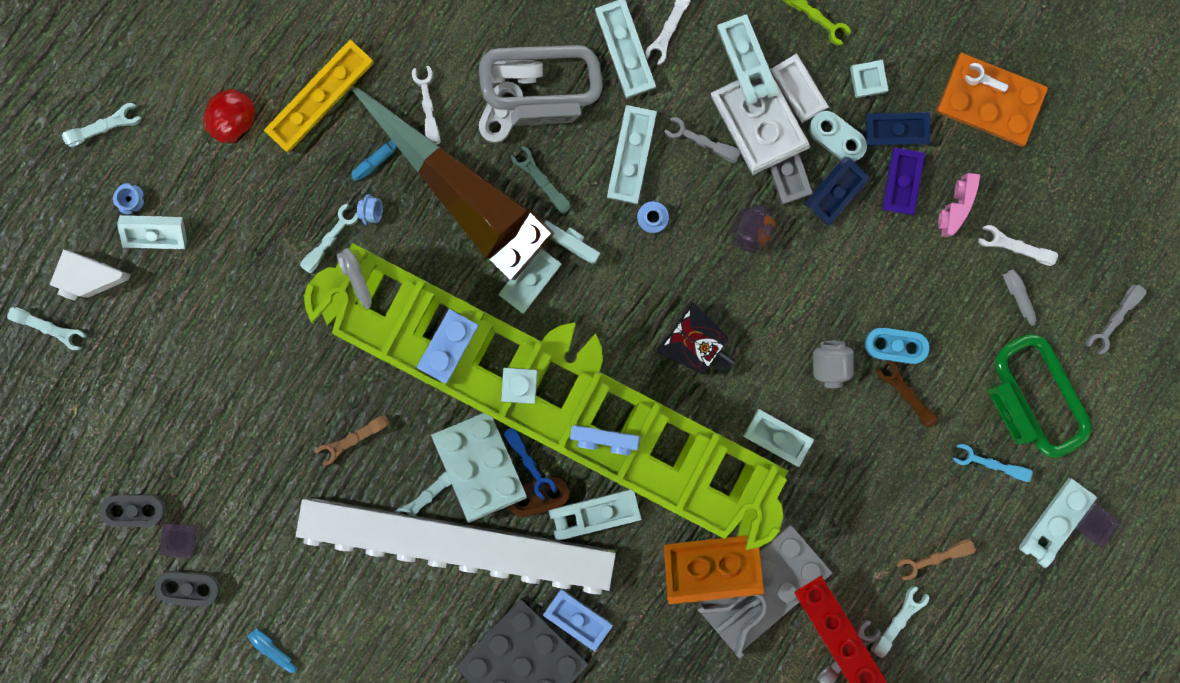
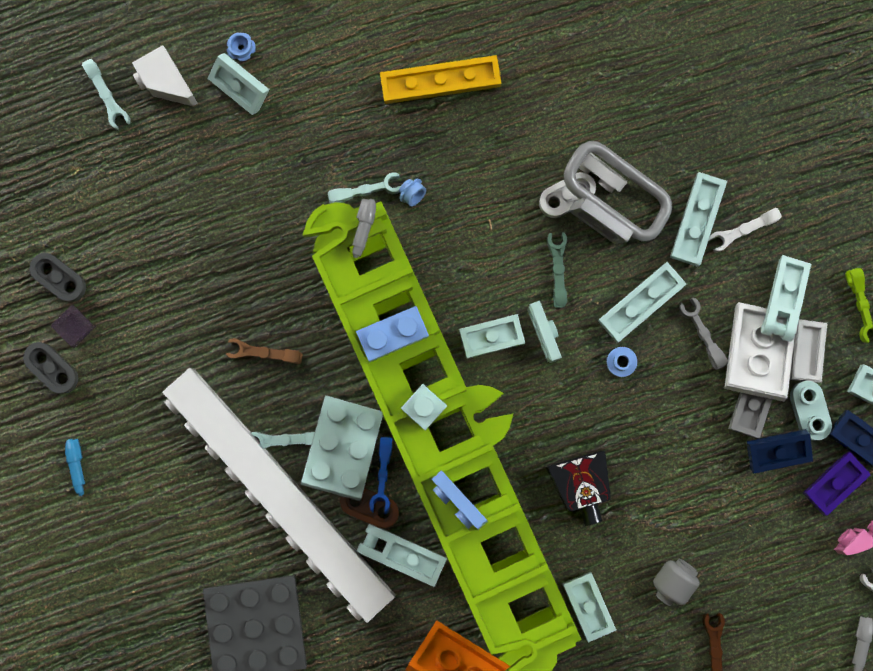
camera: 40 degrees right, 5 degrees down
(228, 115) = (362, 43): red hair -> none
(369, 164) = (439, 159): dark azure piece -> none
(431, 127) = (506, 165): white piece -> none
(491, 218) = (498, 266): reddish brown plate -> none
(577, 619) = (325, 626): light blue plate -> none
(753, 228) = (693, 430): clear purple head -> none
(896, 345) = (736, 606): medium azure plate -> none

